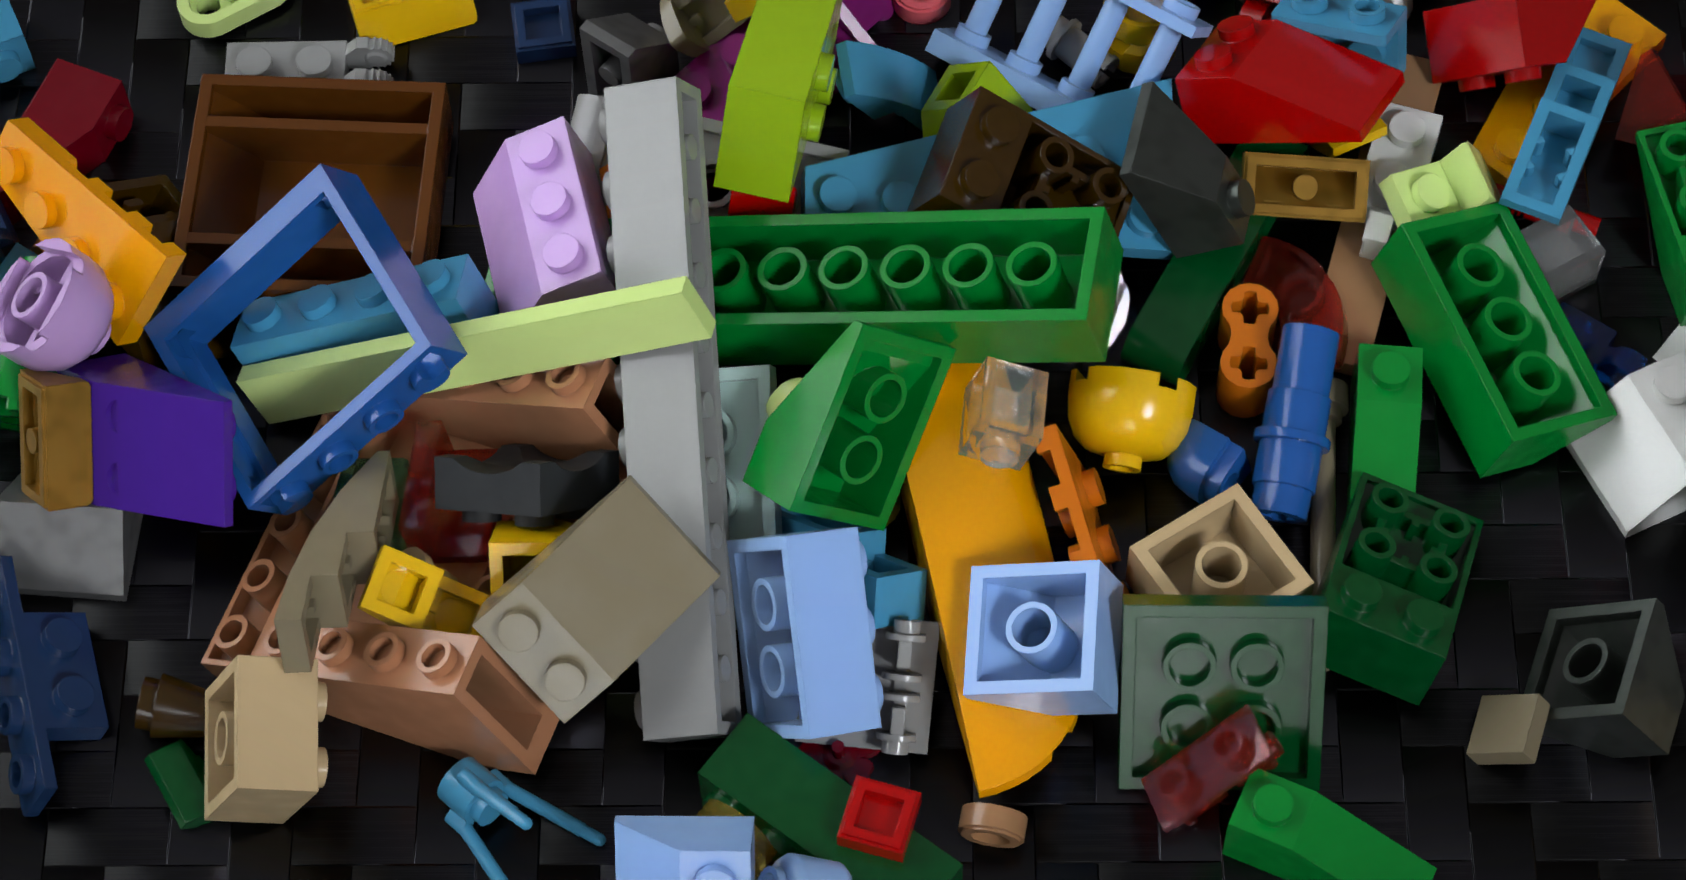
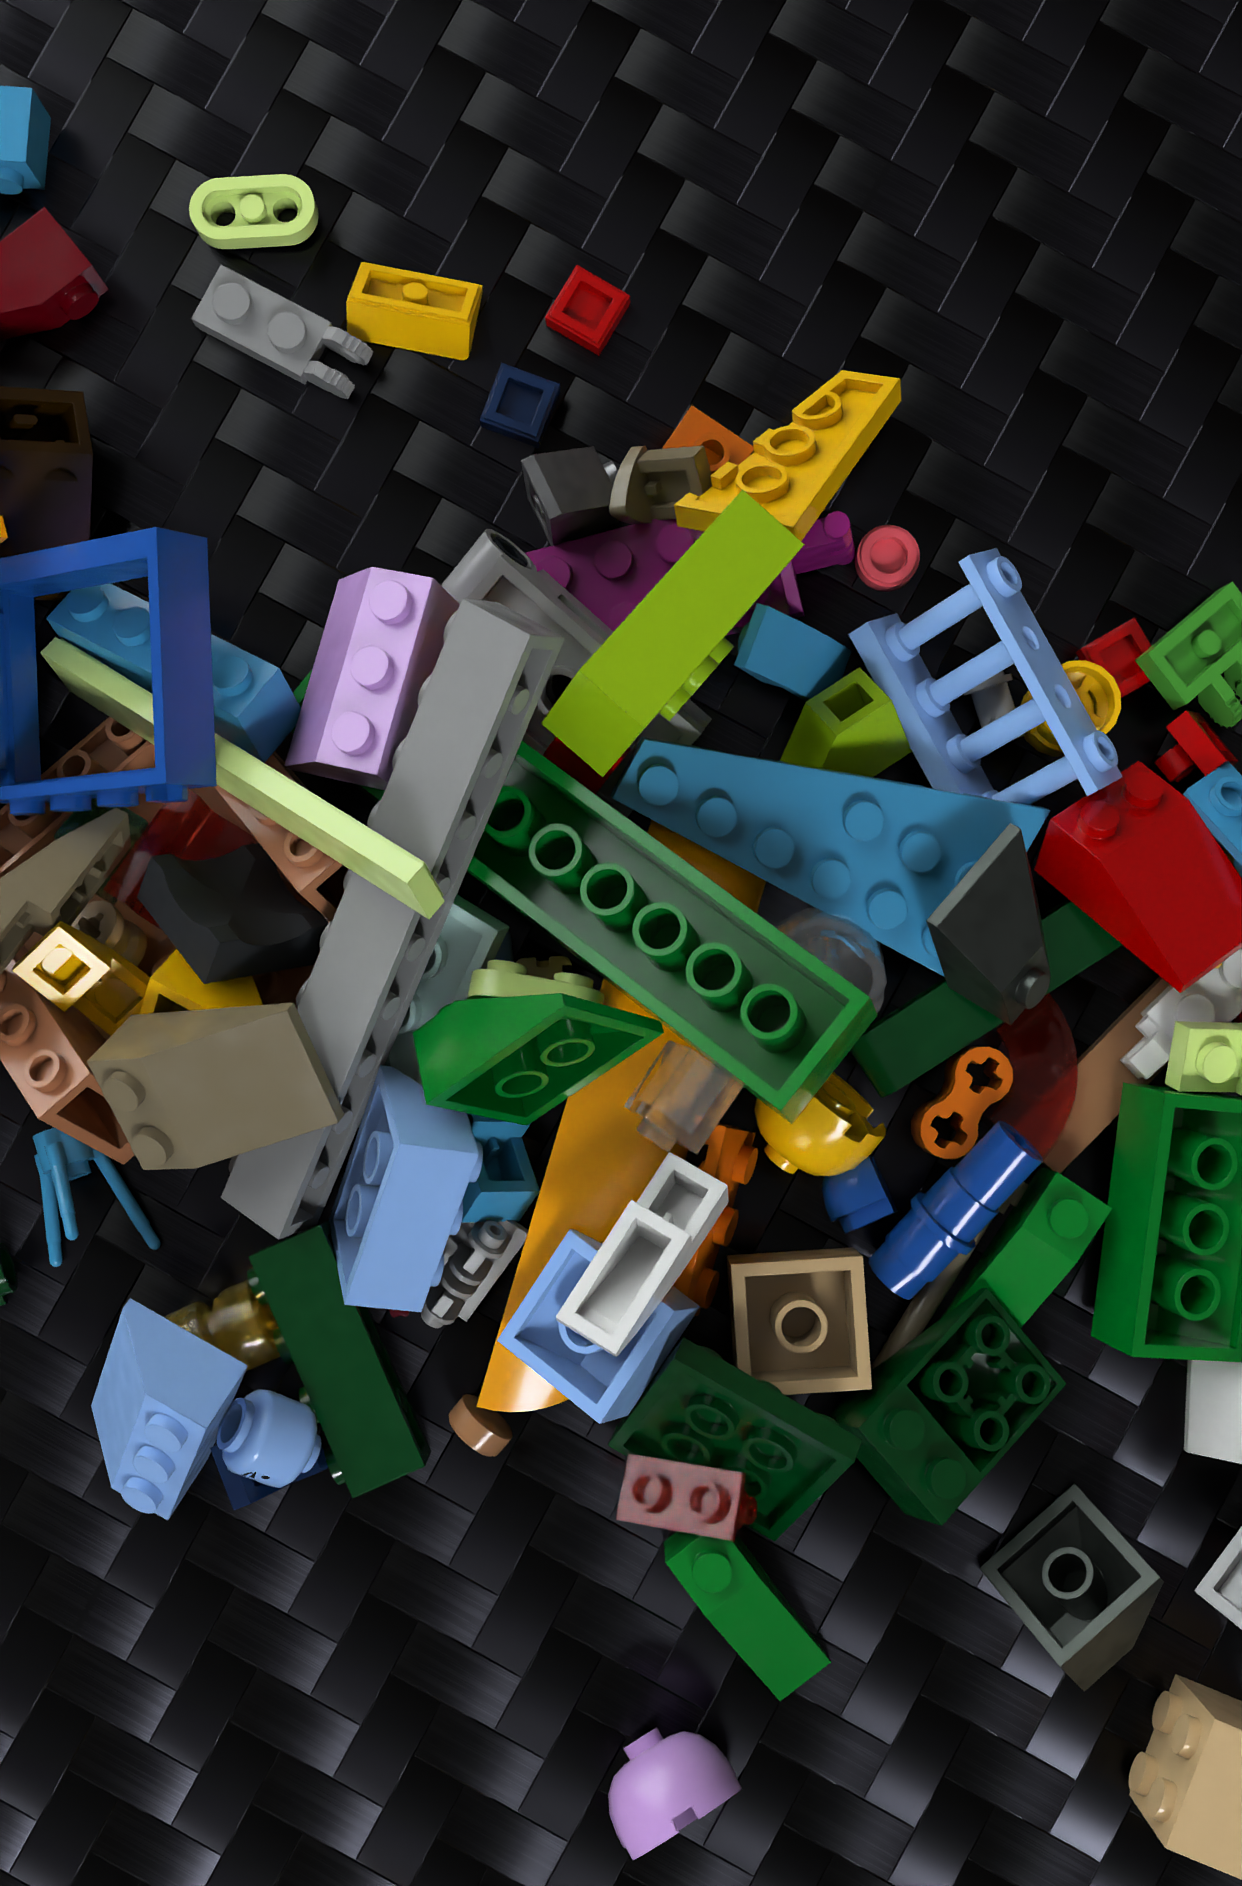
camera: 25 degrees right, 25 degrees up
(269, 132) = (216, 453): reddish brown slope -> none
(879, 818) = (374, 1392): red tile -> none
(1009, 159) = (828, 875): dark brown slope -> none
(1047, 523) = (644, 1254): none -> white slope
(1308, 186) = (1109, 980): pearl gold slope -> none
(1508, 729) = (965, 1583): dark tan tile -> none

